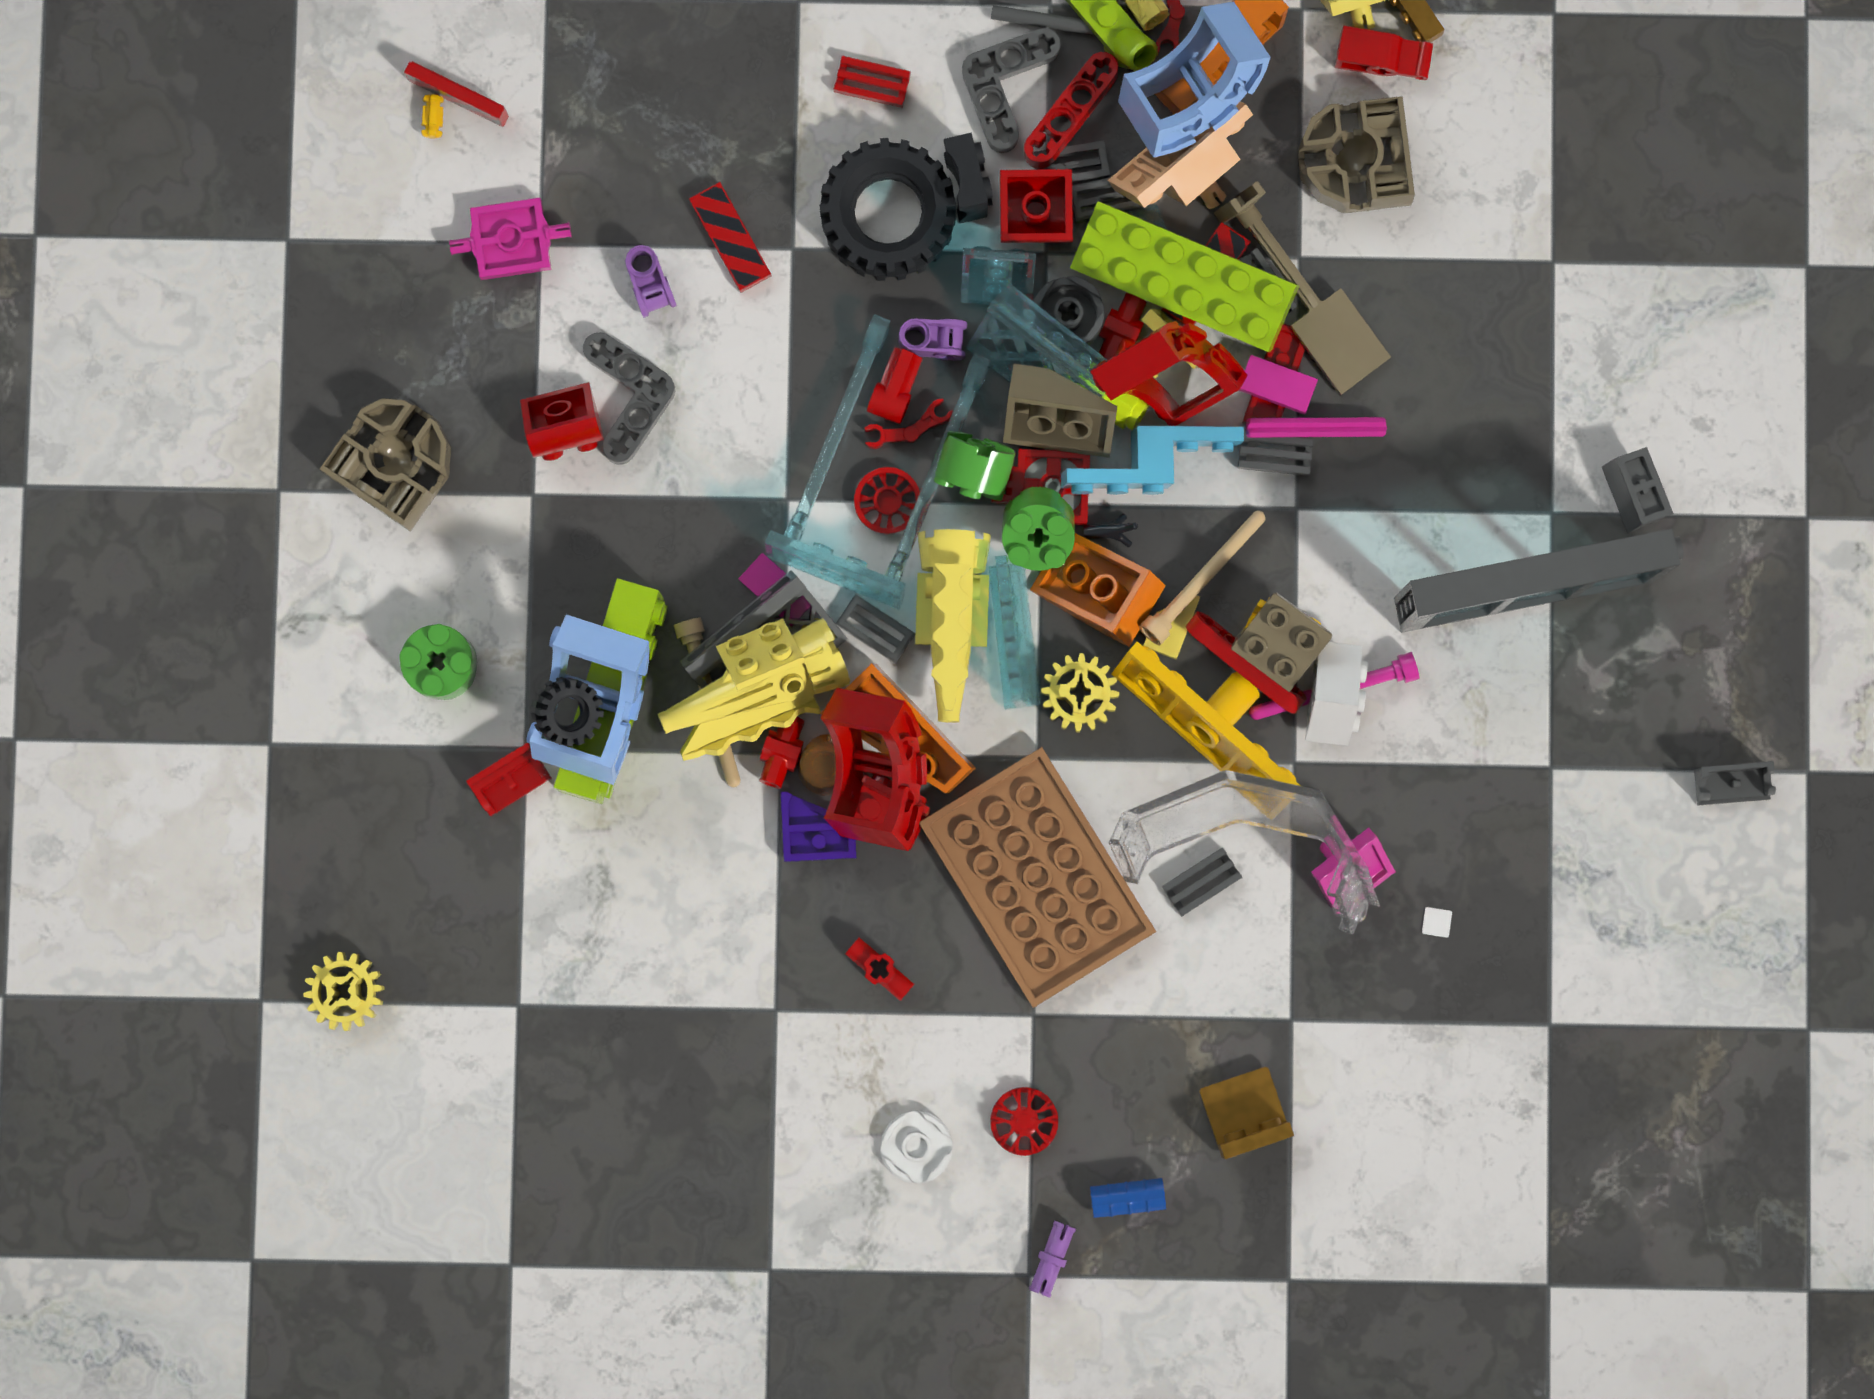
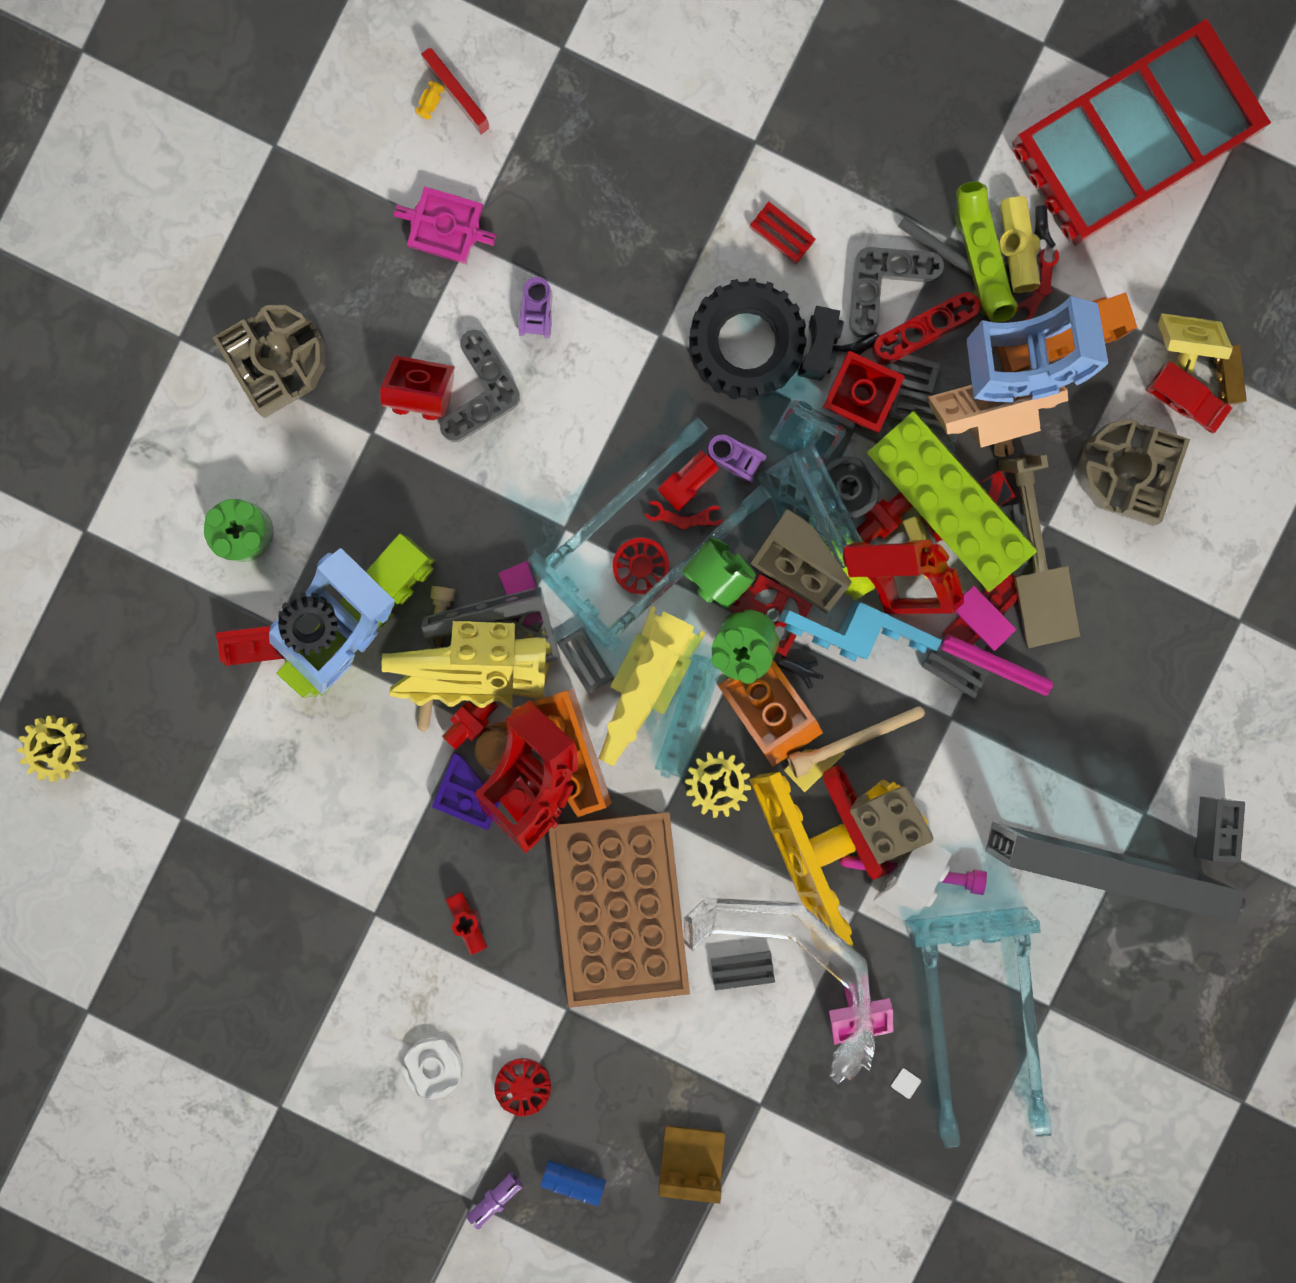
camera: 25 degrees right, 5 degrees up
(730, 237) = (615, 303): tile -> none
(1010, 162) = (859, 346): none -> black bar
(1437, 709) = (959, 931): none -> clear light blue piece
(1734, 783) = (1184, 1087): dark grey hinge -> none

